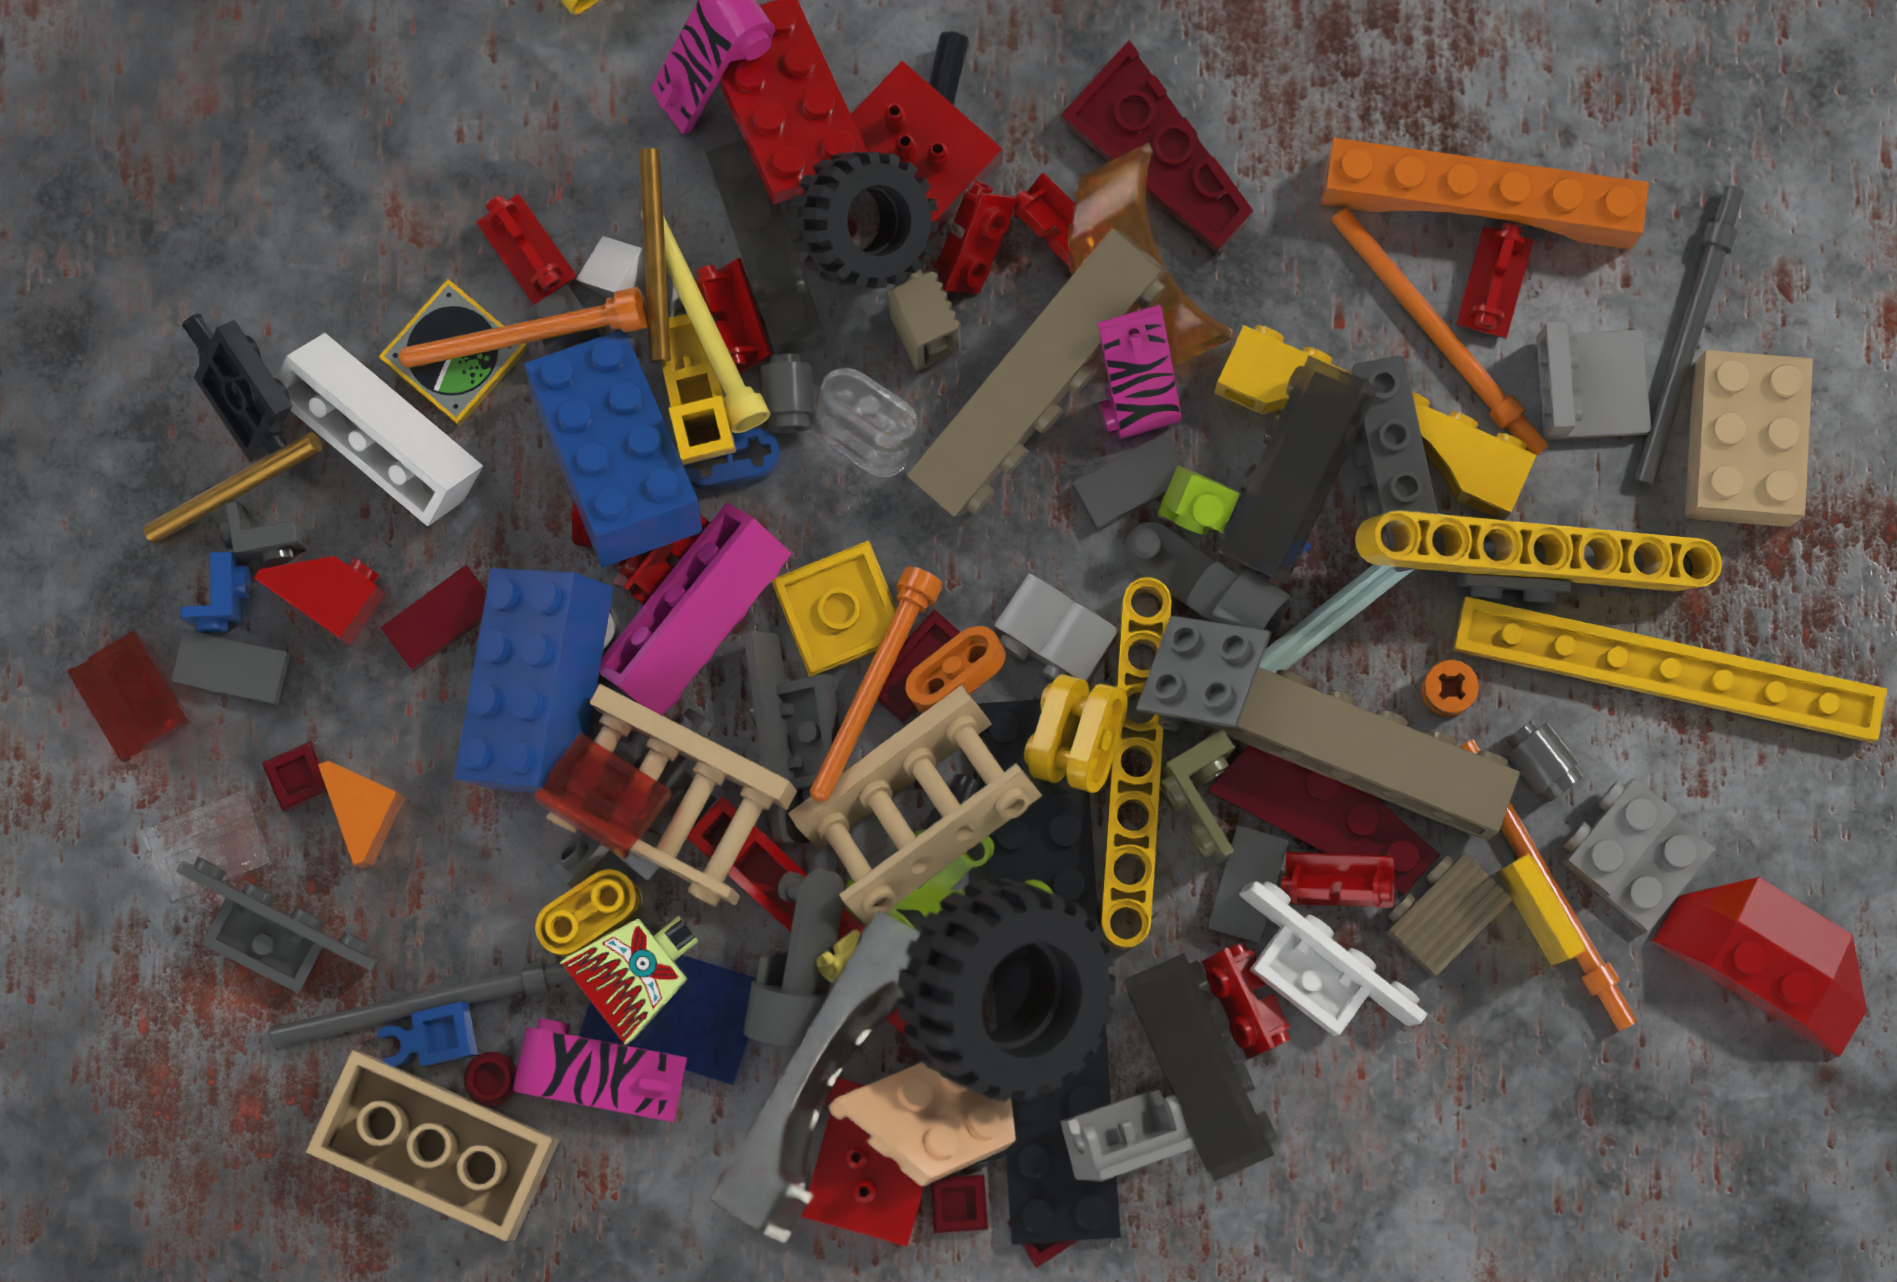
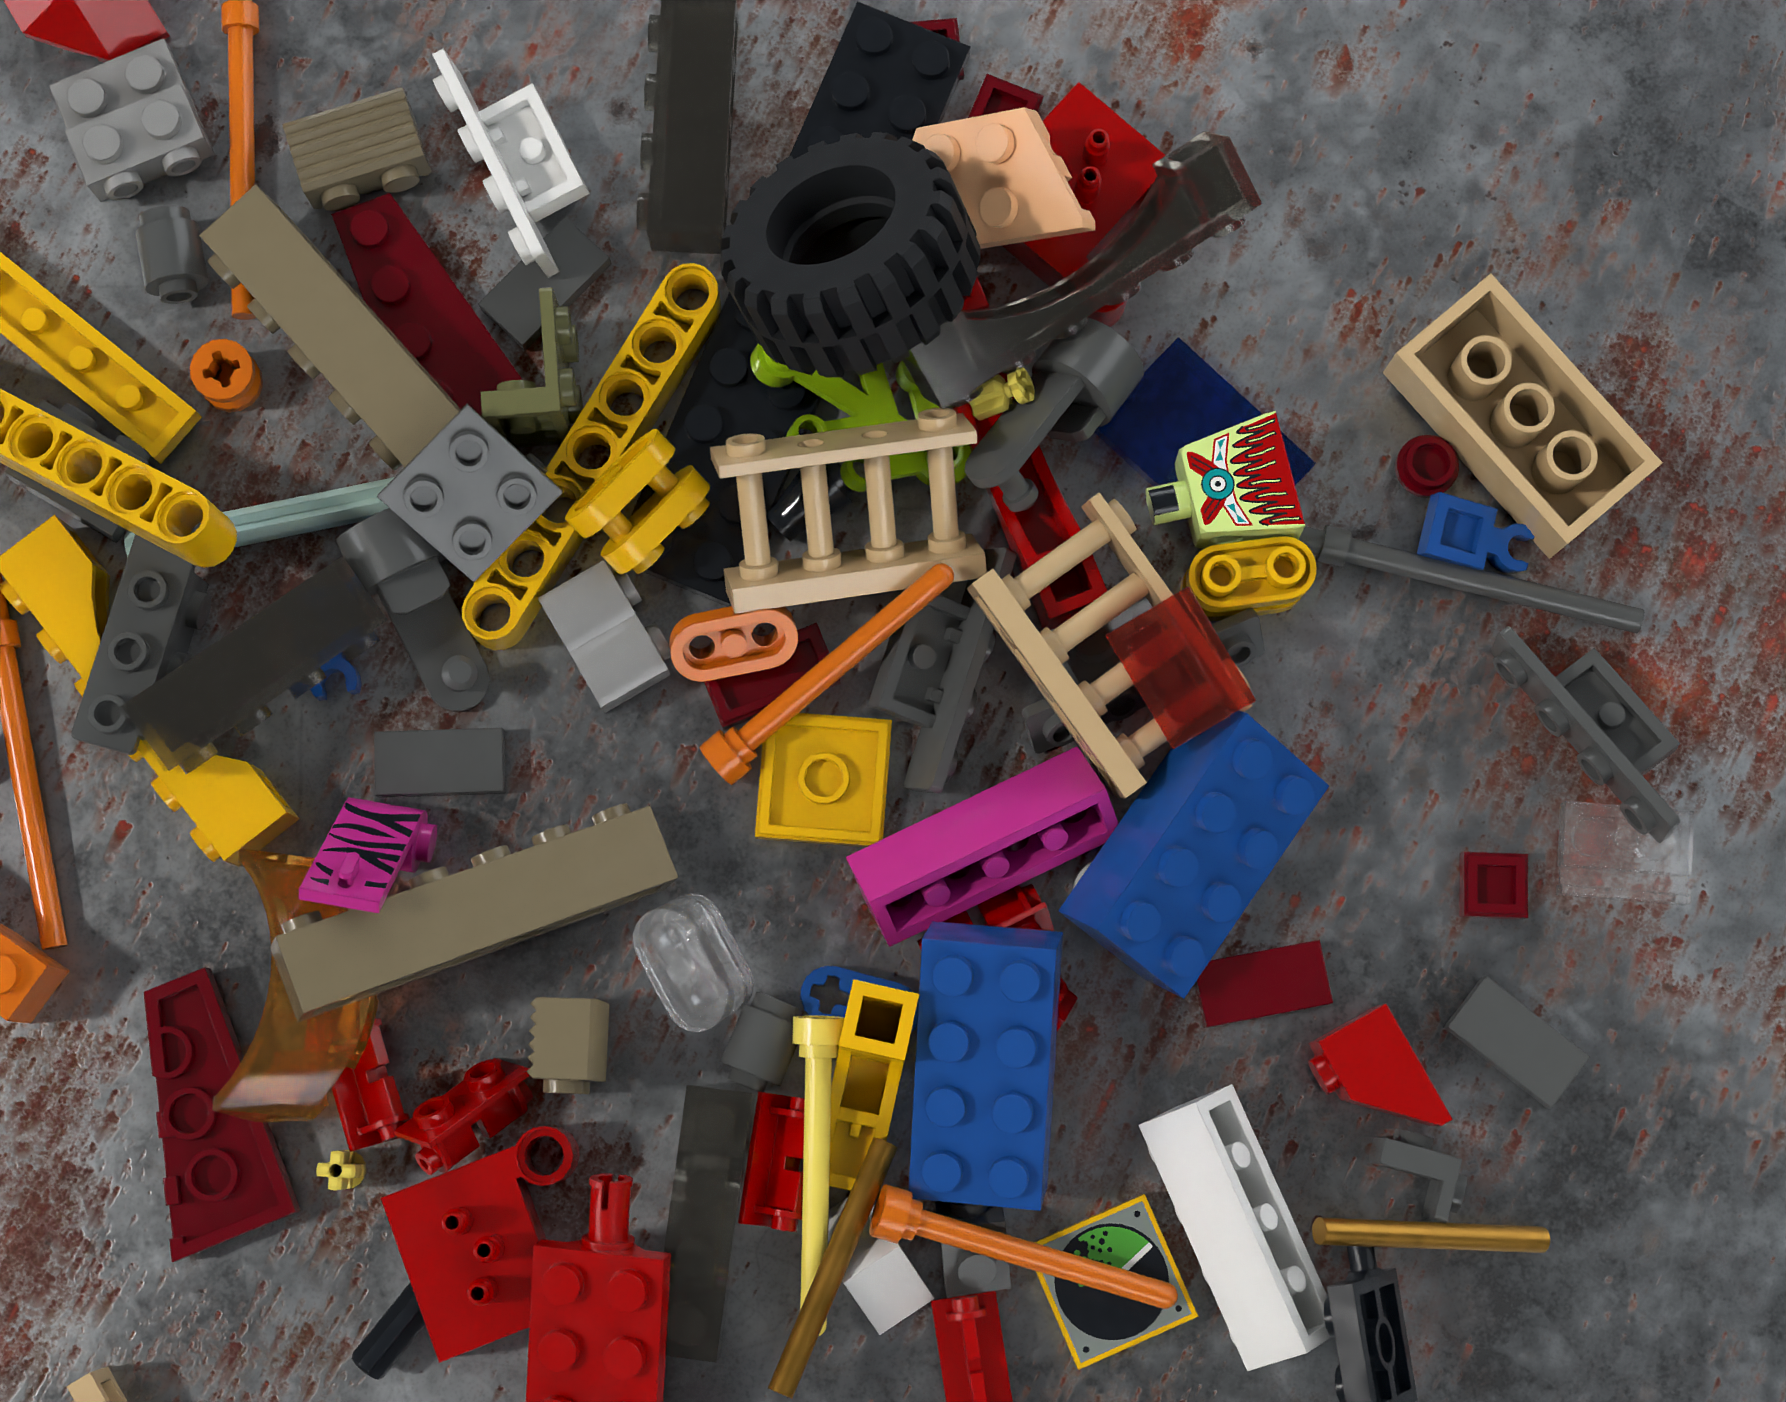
camera: 160 degrees left, 0 degrees up
(129, 696) = (1643, 1062): clear red plate -> none
(228, 587) = (1482, 1129): blue bracket -> none
(362, 810) = (1441, 813): orange slope -> none
(598, 1072) = (1339, 424): dark pink door -> none
(902, 227) = (548, 1140): black tyre -> none
(1044, 159) = (352, 1167): none -> light yellow piece
(1125, 1135) = (802, 83): light grey hinge -> none
(1197, 501) = (378, 694): lime brick -> none
(1253, 1022) = (609, 140): red hinge -> none
(1340, 879) = (437, 230): red hinge -> none
(1541, 910) = (258, 96): yellow tile -> none

